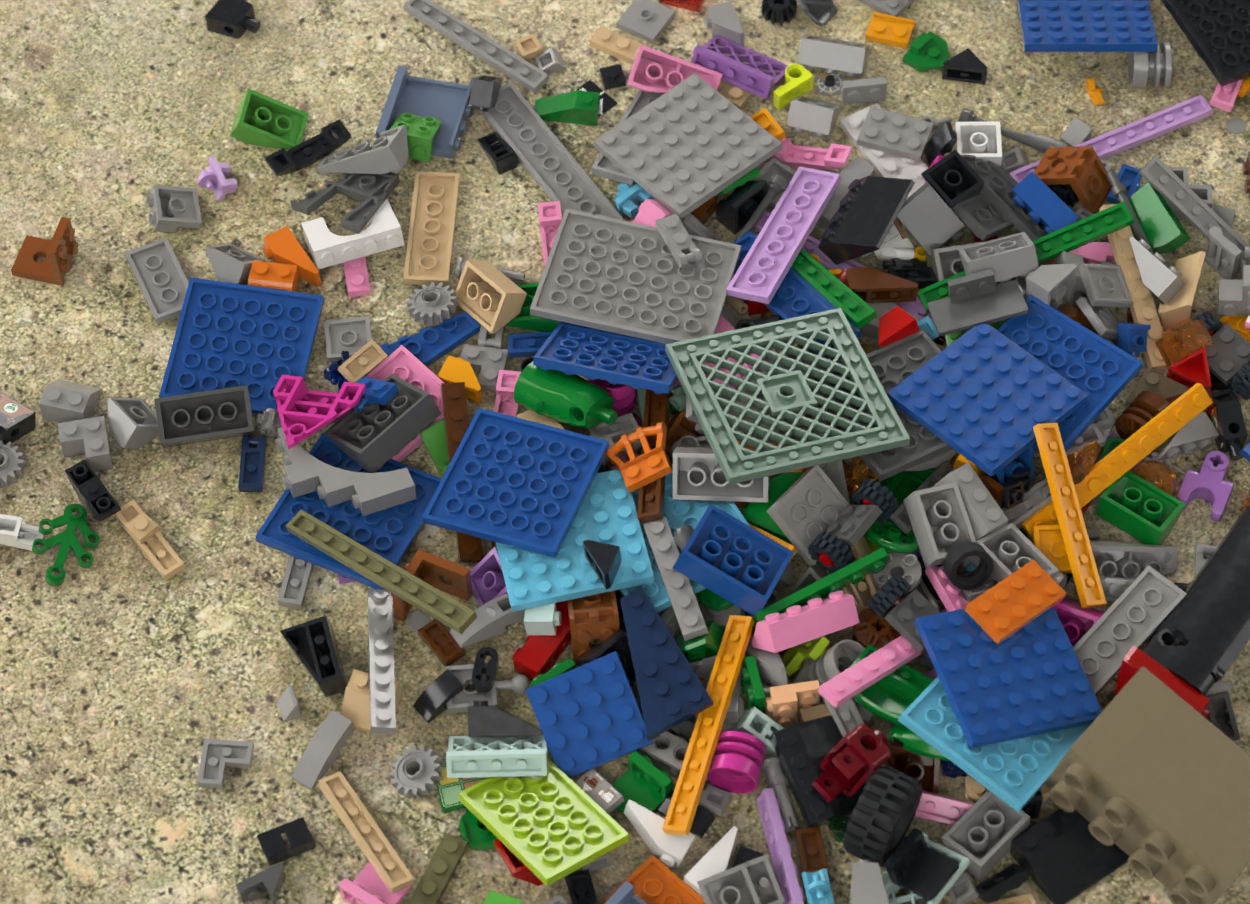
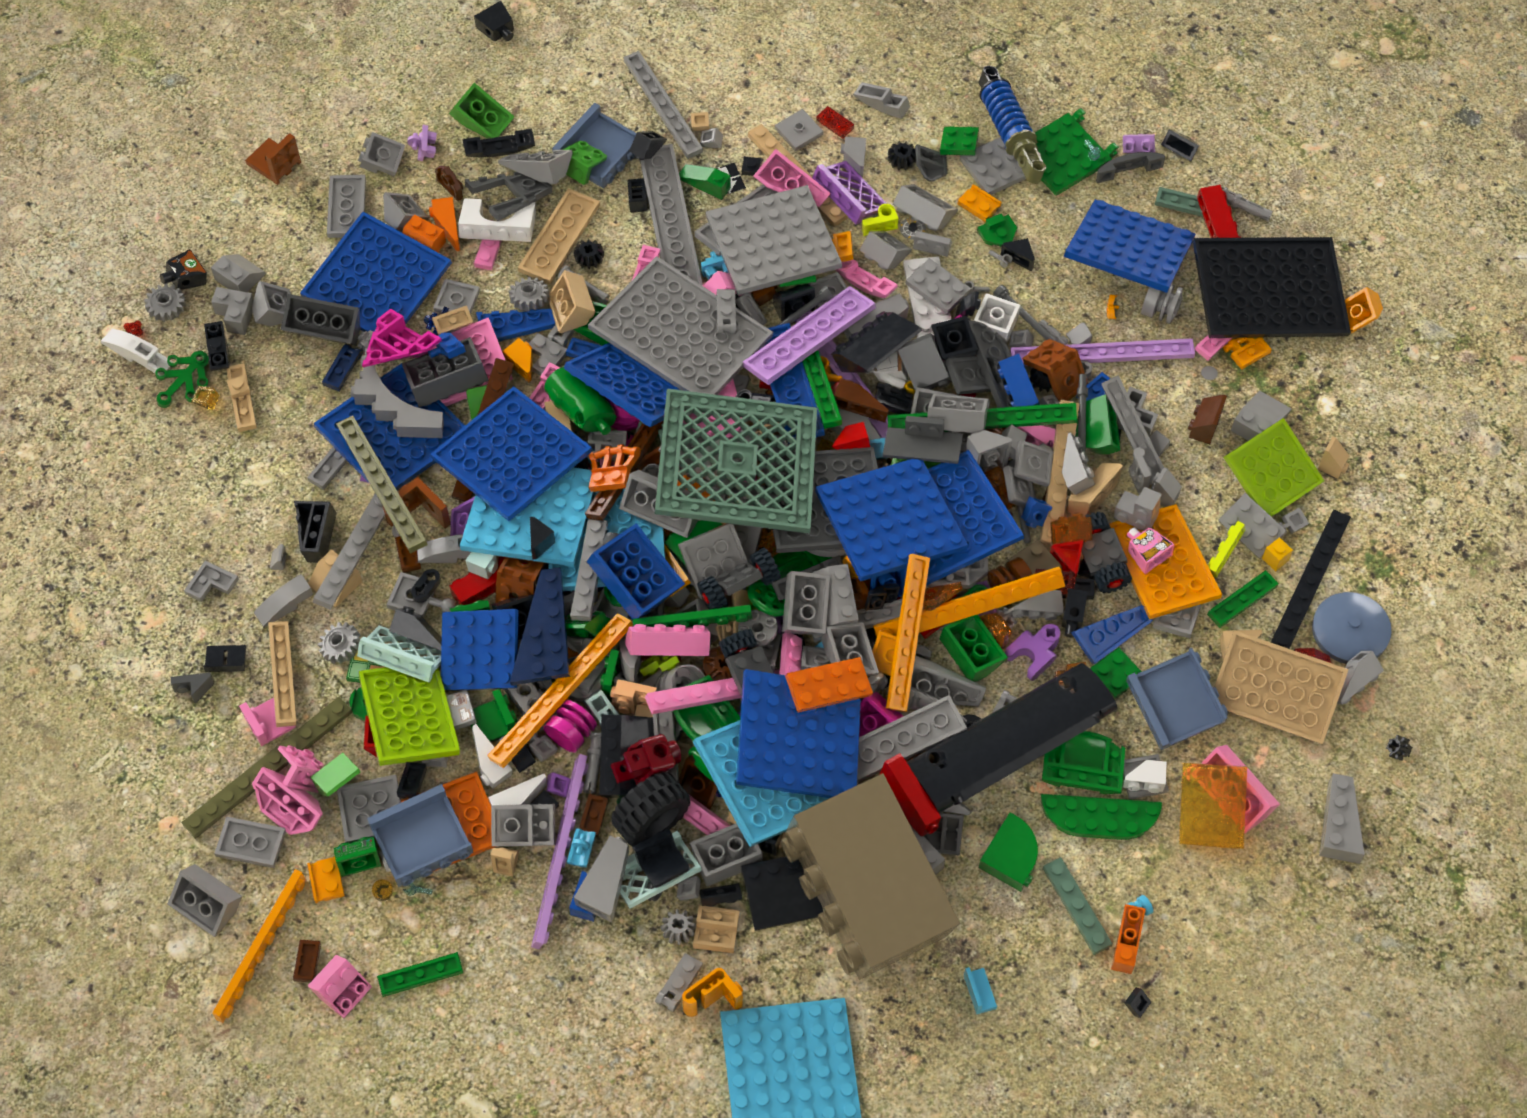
camera: 20 degrees right, 5 degrees up
(105, 555) = (205, 397): none -> clear yellow slope
(271, 209) = (449, 181): none -> reddish brown plate
(437, 694) = (383, 591): black slope -> none
(478, 235) = (589, 254): none -> black gear
(752, 834) = (558, 784): none -> medium lavender slope
(951, 83) = (1002, 259): none -> light grey hand
(978, 576) = (809, 655): black tyre -> none

